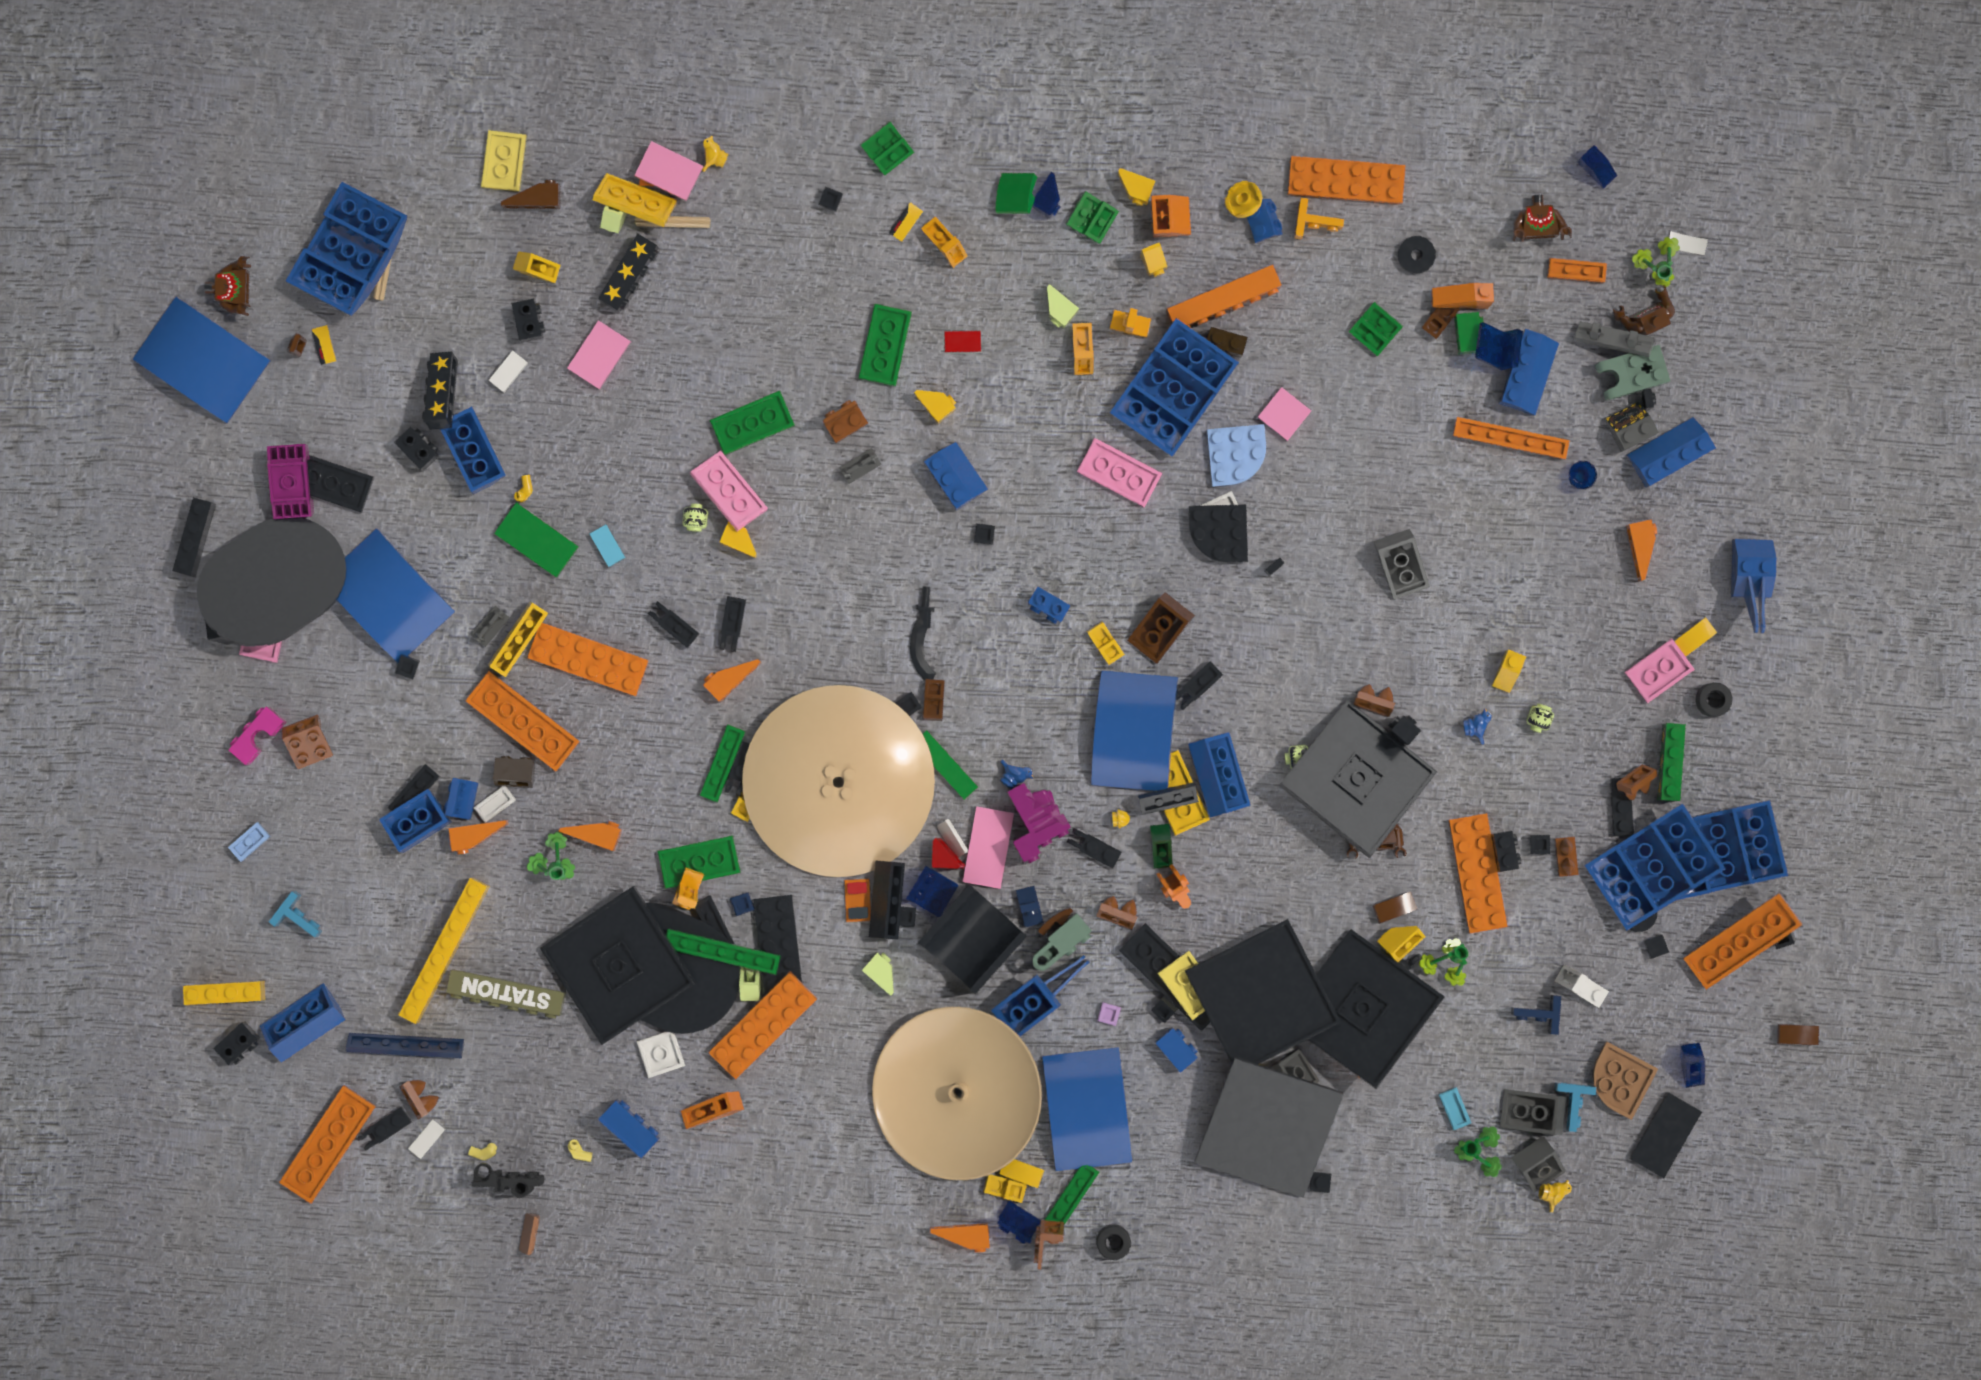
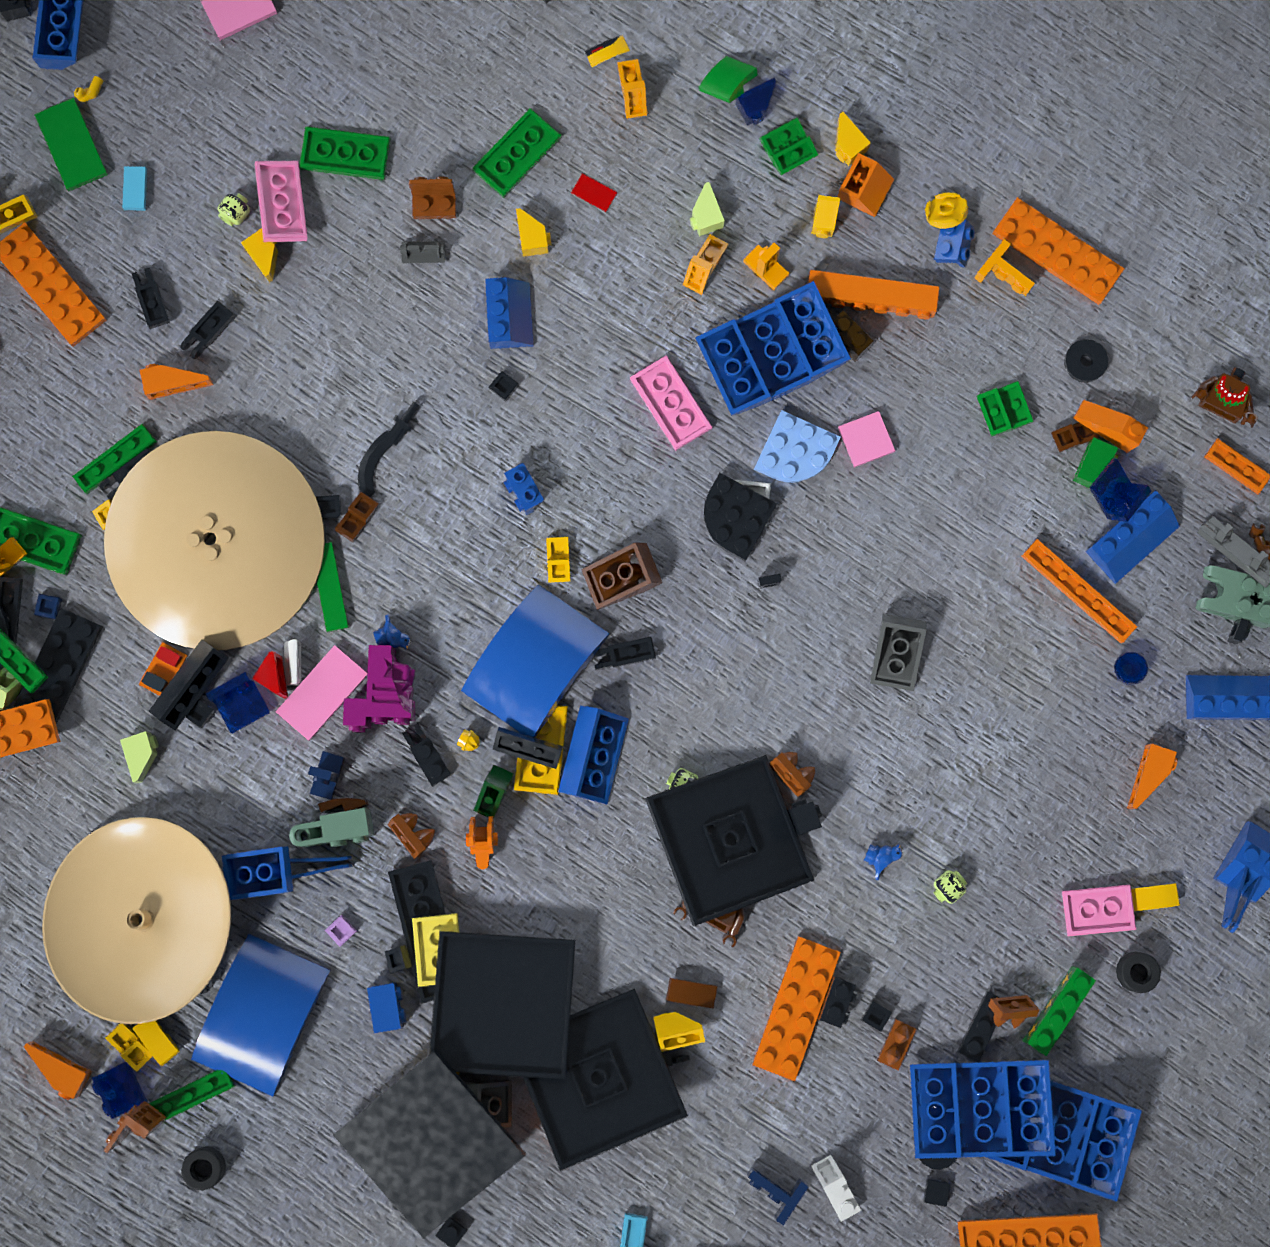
camera: 25 degrees right, 5 degrees down
(972, 939) = (248, 772): black piece -> none
(1453, 951) = (726, 1076): lime plant -> none
(1508, 670) = (945, 820): yellow slope -> none
(1631, 426) = (1207, 649): dark grey slope -> none

